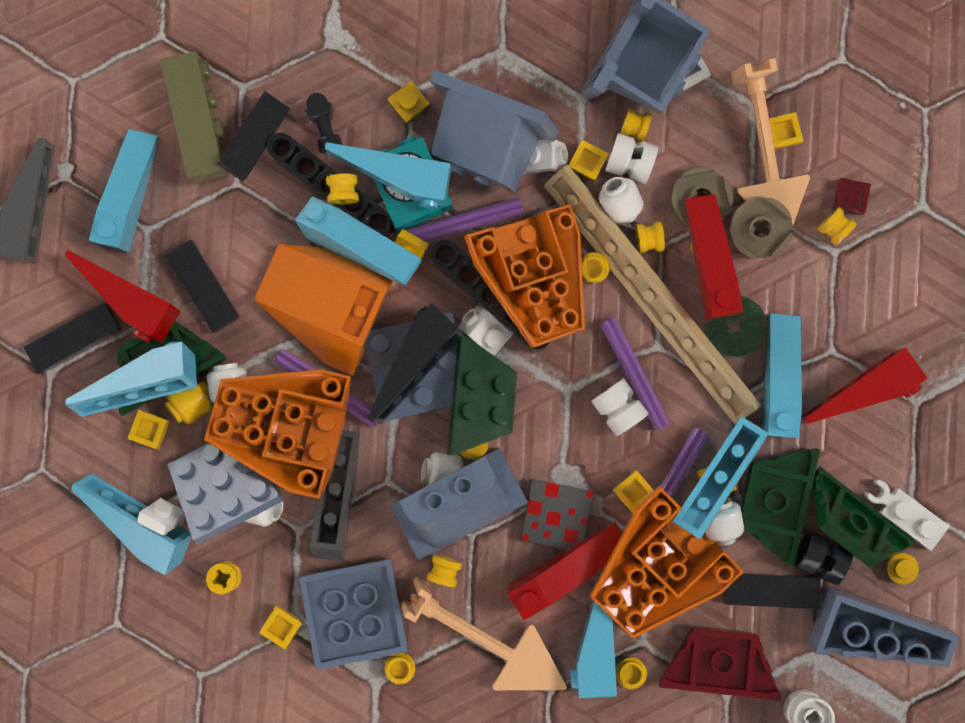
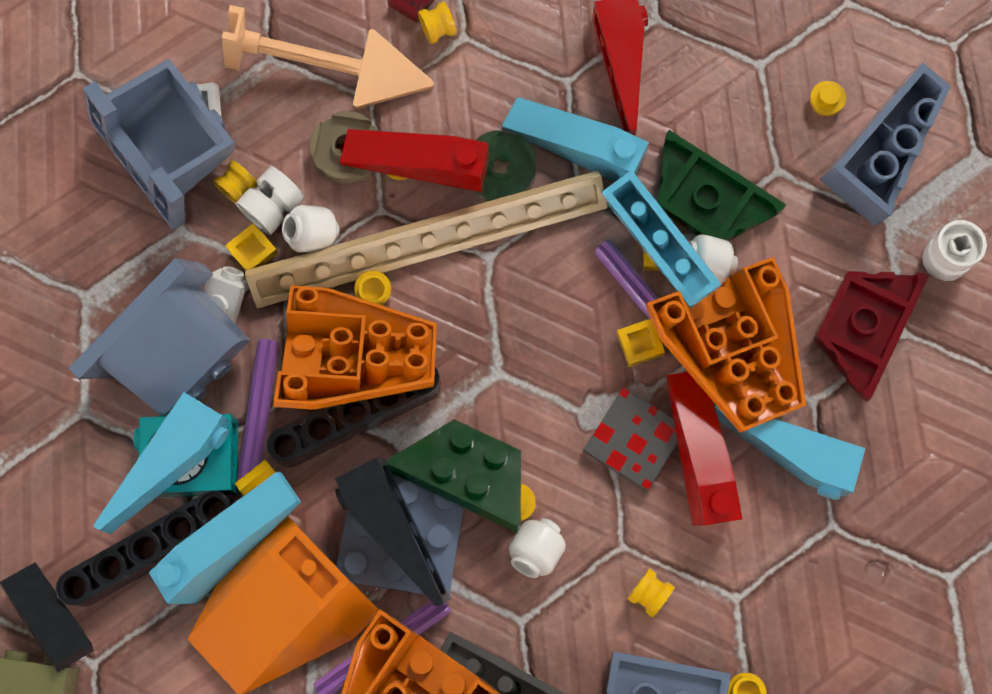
camera: 75 degrees left, 10 degrees down
(321, 113) = (58, 528): black leg -> none
(342, 189) = (156, 531): yellow wheel -> none
(408, 102) = (94, 421): yellow plate -> none
(458, 504) = (580, 547): sand blue windscreen -> none
(484, 329) = (390, 435): white bracket -> none
(526, 665) = (793, 538): light nougat piece -> none
(620, 407) = (540, 320): white wheel -> none
(631, 673) = (843, 425): yellow plate -> none
(634, 373) = (508, 291): medium lavender axle -> none
(649, 237) = (365, 215): yellow wheel -> none
(761, 245) = (412, 78): dark tan plate -> none
(774, 591) = (806, 237): black tile -> none
(785, 131) = (313, 33): yellow plate -> none
(819, 556) = (792, 166): black wheel -> none
(855, 522) = (761, 124): dark green wing -> none
(909, 515) = (773, 71): white plate -> none

